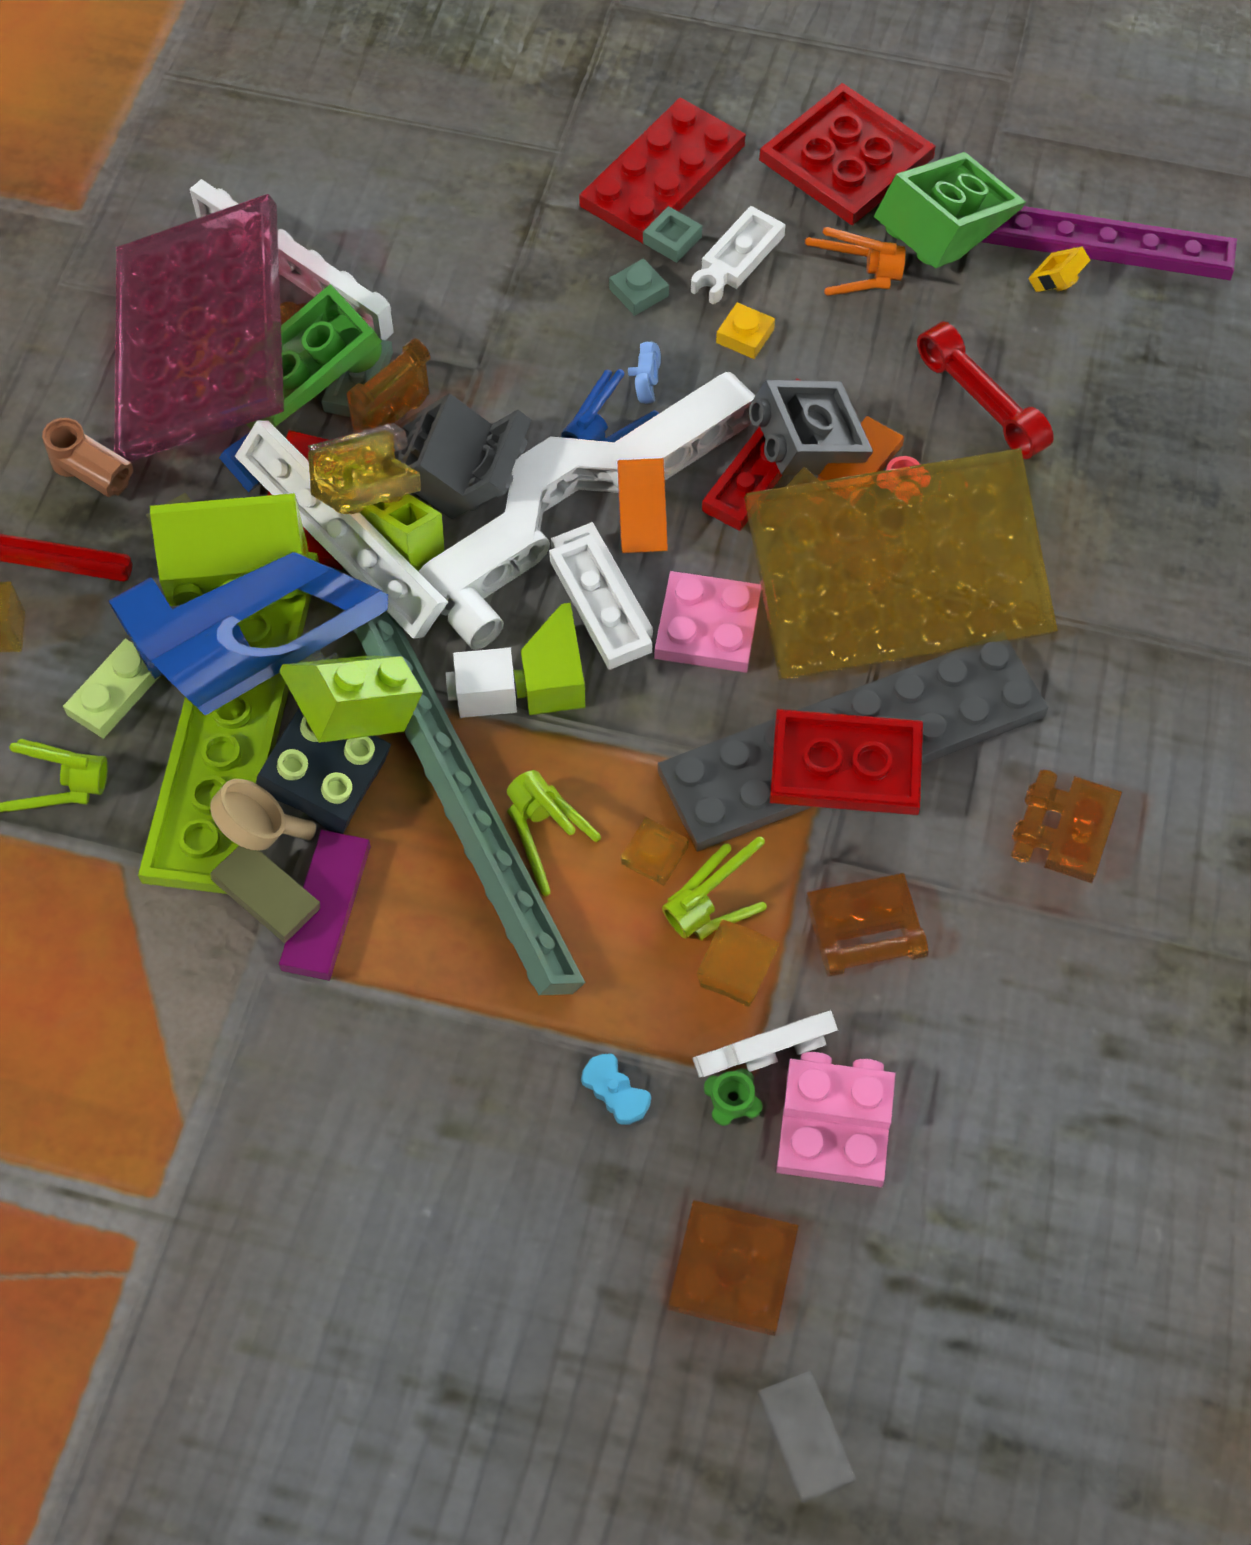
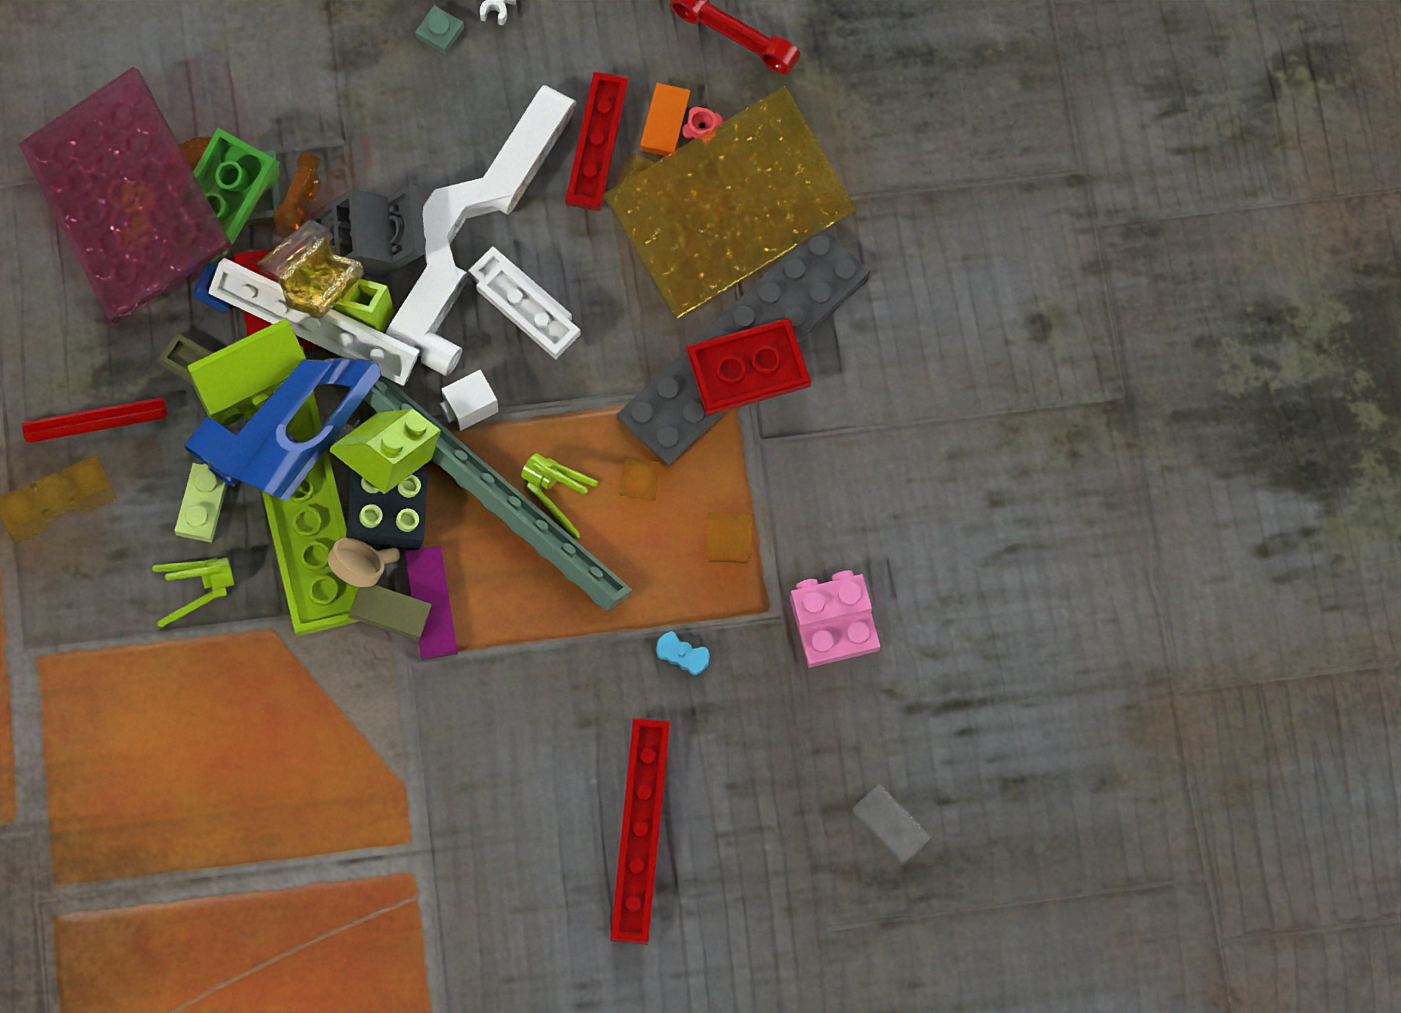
camera: 25 degrees left, 10 degrees up
(84, 458) = (93, 334): nougat piece -> none
(307, 267) = (175, 108): white plate -> none
(452, 1309) = (640, 831): none -> red plate
(552, 667) = (512, 369): lime slope -> none
(589, 424) = (456, 168): blue plant -> none
(642, 505) = (524, 220): orange tile -> none
(646, 372) = (478, 104): light blue piece -> none
(690, 906) = (683, 513): lime plant -> none
(708, 621) = (606, 291): bright pink plate -> none
(733, 1268) = (806, 739): clear orange plate -> none
(735, 1082) = (761, 639): bright green plate -> none
(745, 330) = (536, 39): yellow plate -> none
(760, 1049) = (768, 589): white plate -> none
(808, 425) = (622, 113): dark grey plate -> none
(861, 911) = (796, 468): clear orange plate -> none
(1081, 831) = (923, 354): clear orange plate -> none

